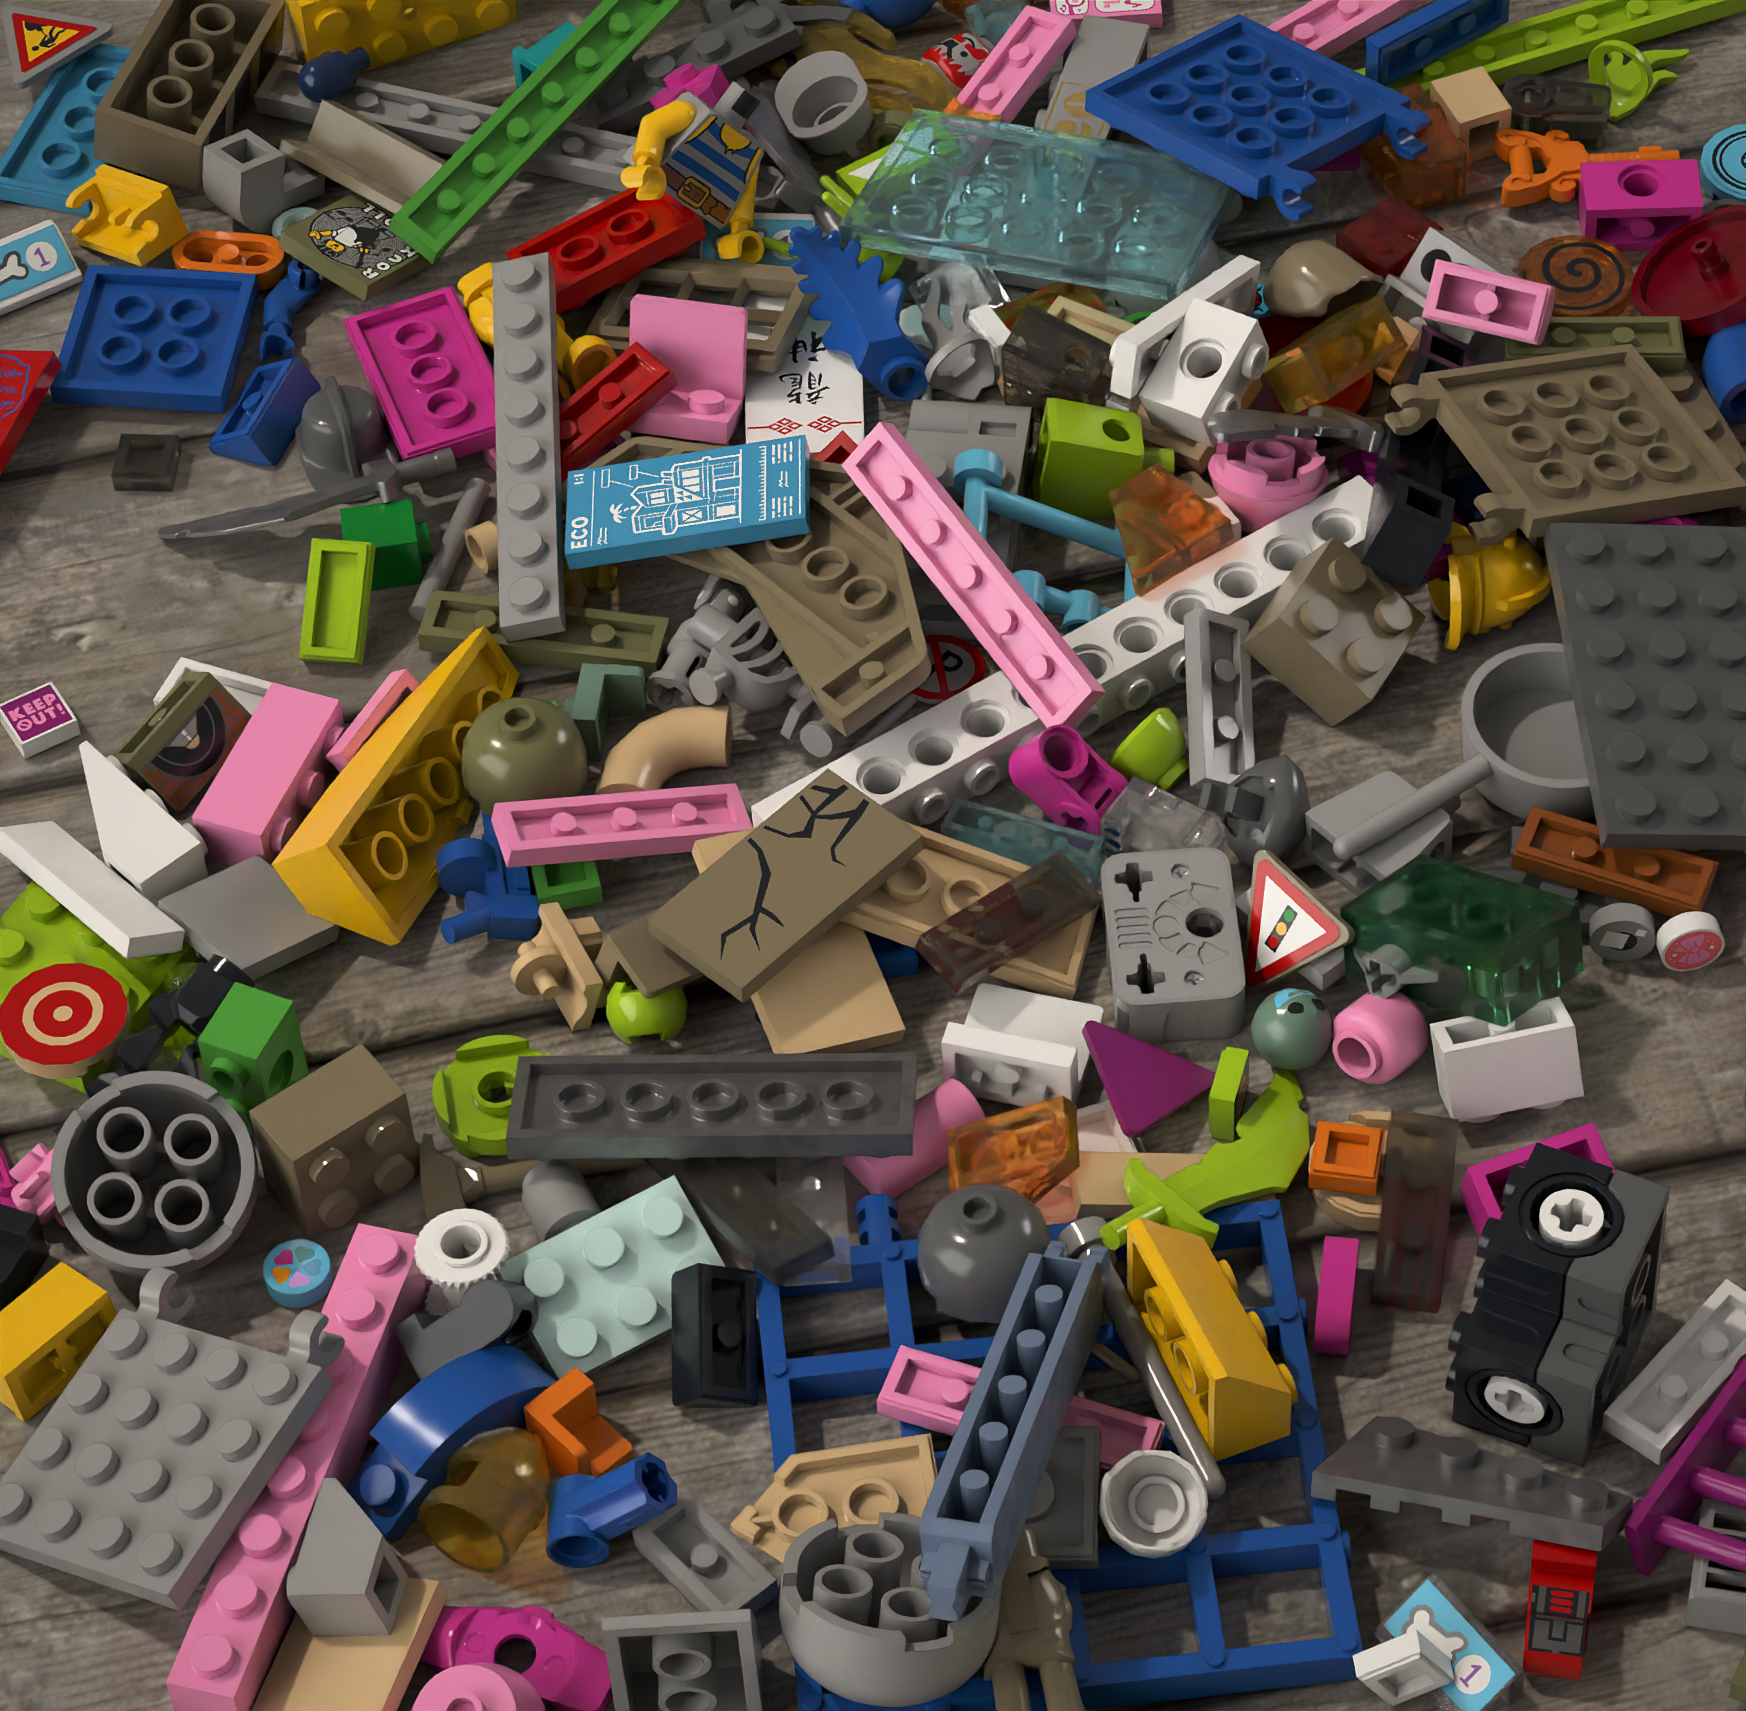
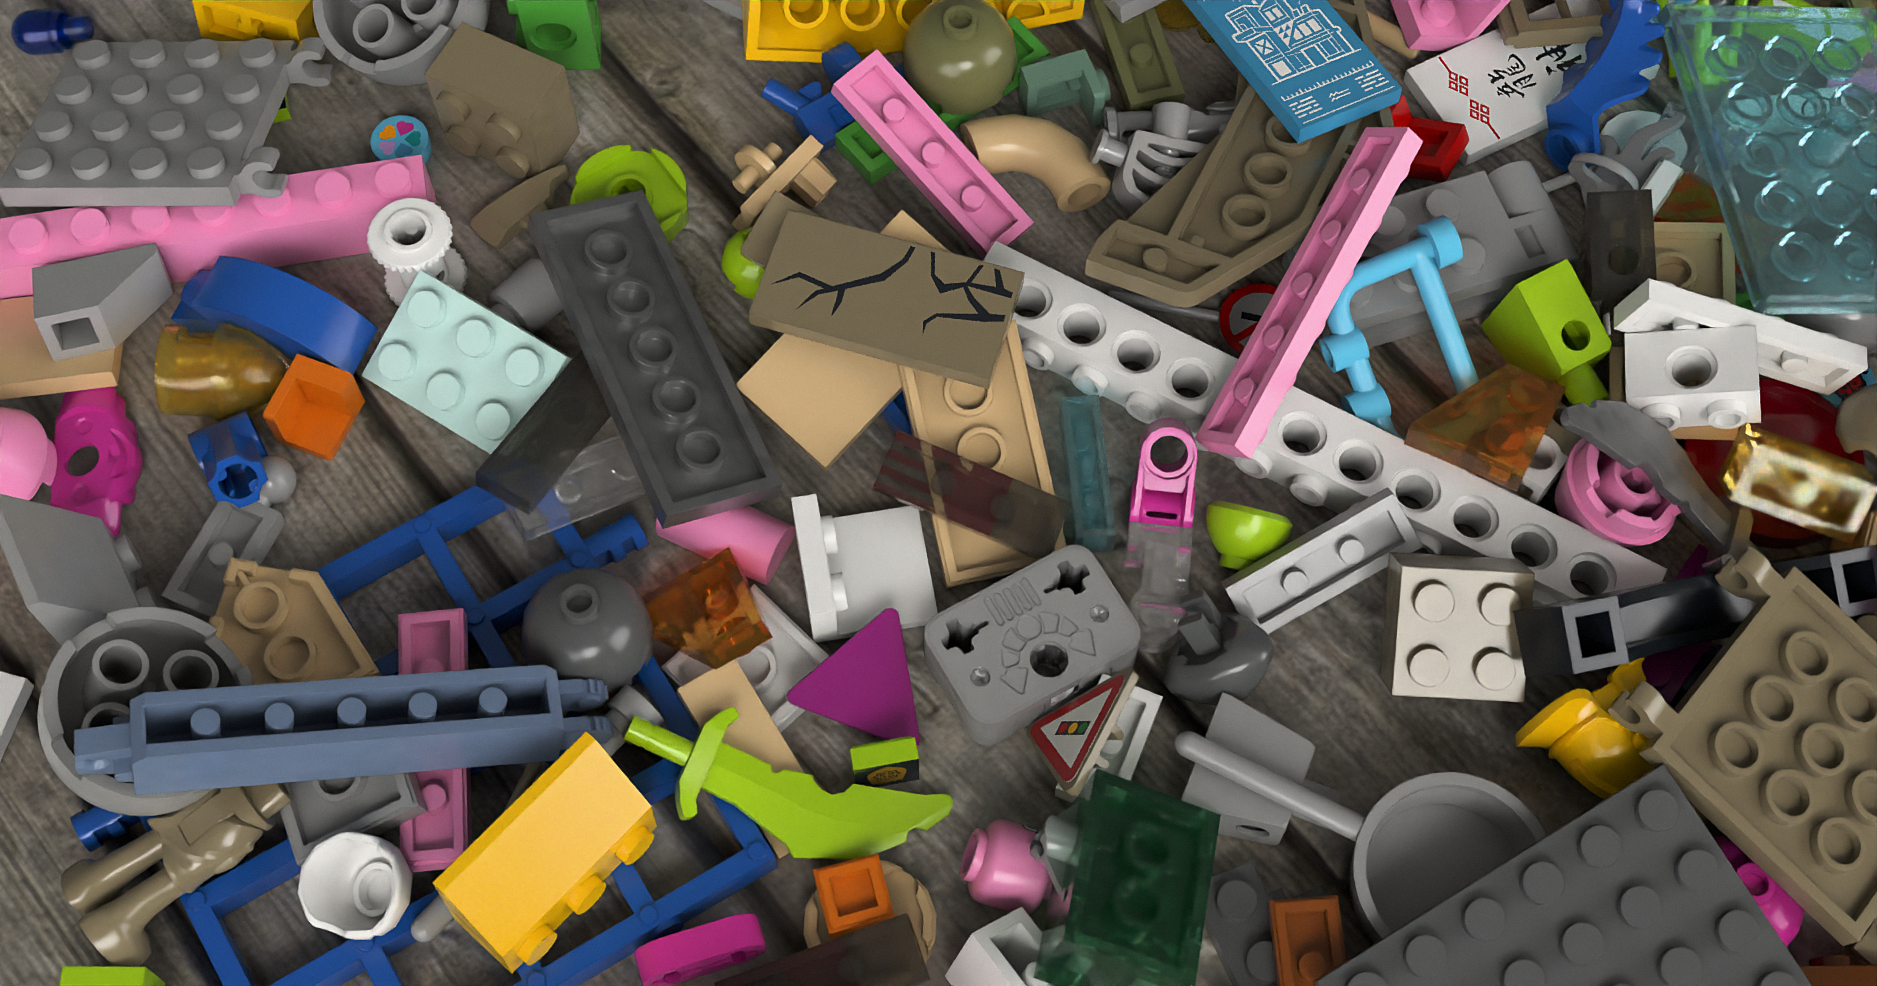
camera: 60 degrees right, 15 degrees up
(488, 1316) = (358, 280): black leg -> none
(714, 1337) = (439, 464): black slope -> none
(1292, 1029) = (980, 786): sand green piece -> none

